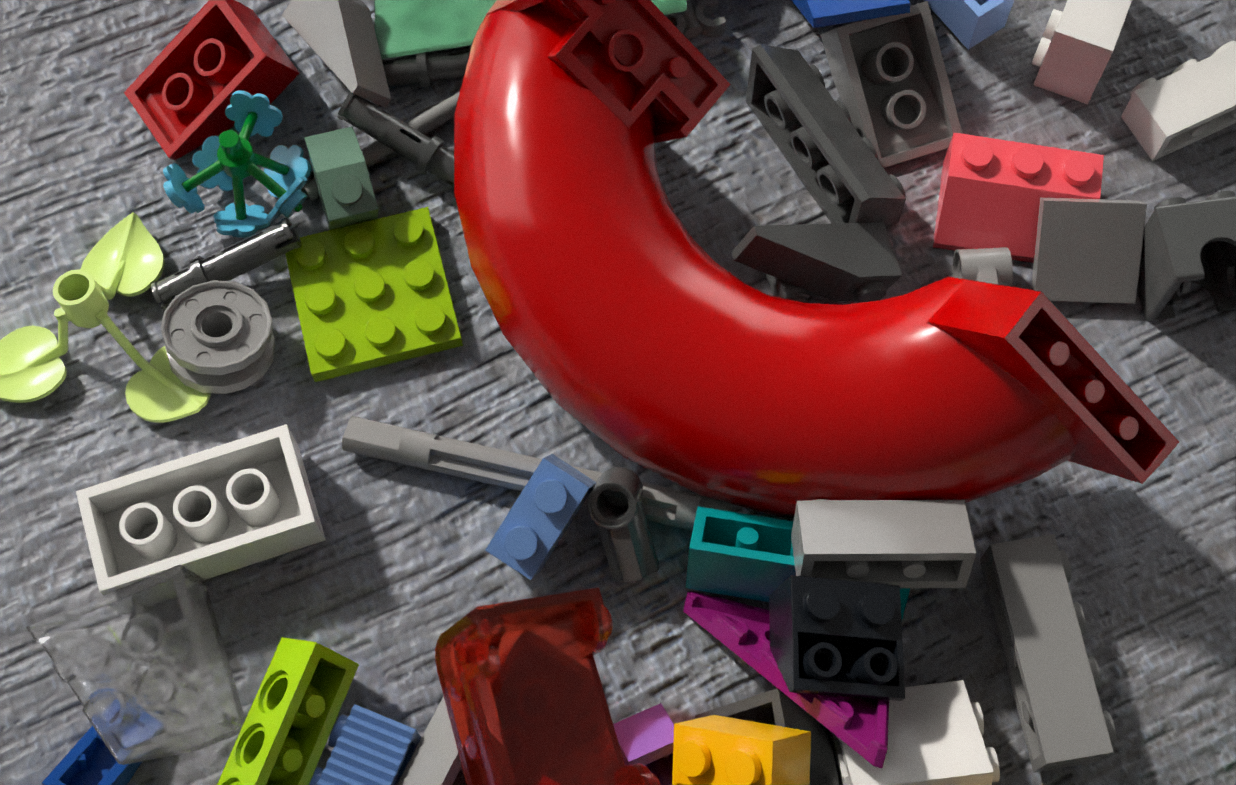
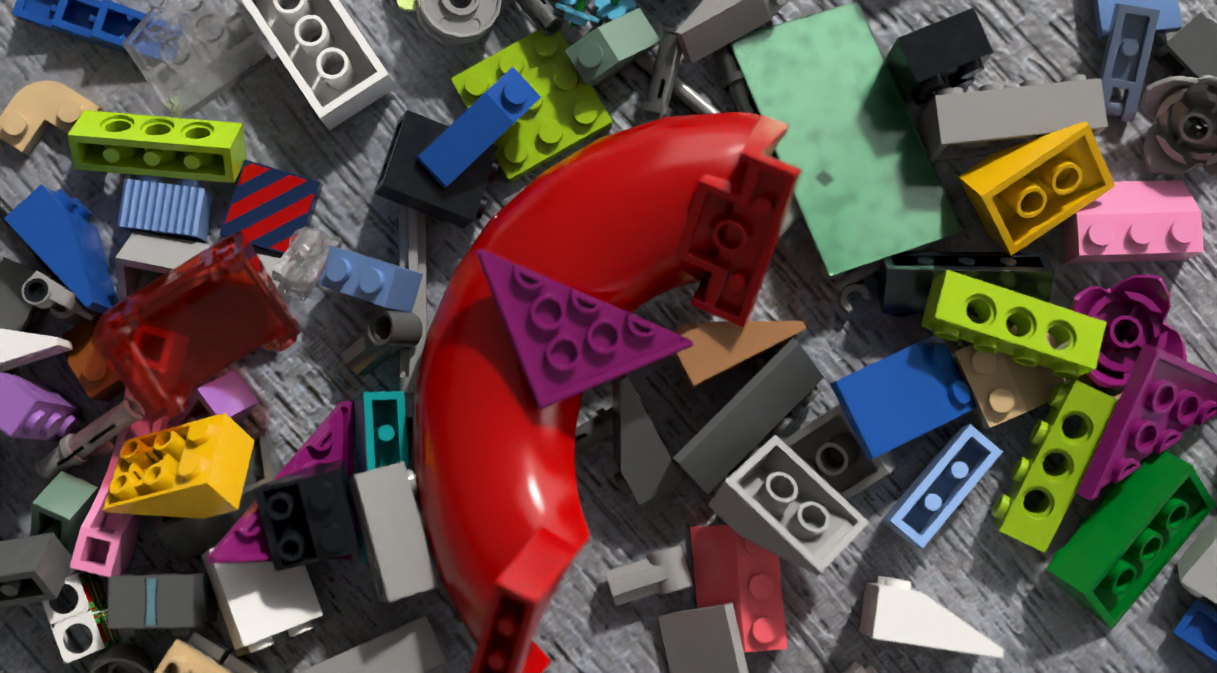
camera: 80 degrees right, 15 degrees up
(392, 327) = (478, 127): none -> blue slope
(397, 636) = (270, 206): none -> tile
(425, 405) = (411, 185): none -> black brick
(486, 581) = (303, 262): none -> clear hips
(693, 252) = (568, 337): none -> magenta tile
(742, 148) = (726, 346): none -> medium nougat slope
(944, 108) = (787, 508): none -> light grey slope

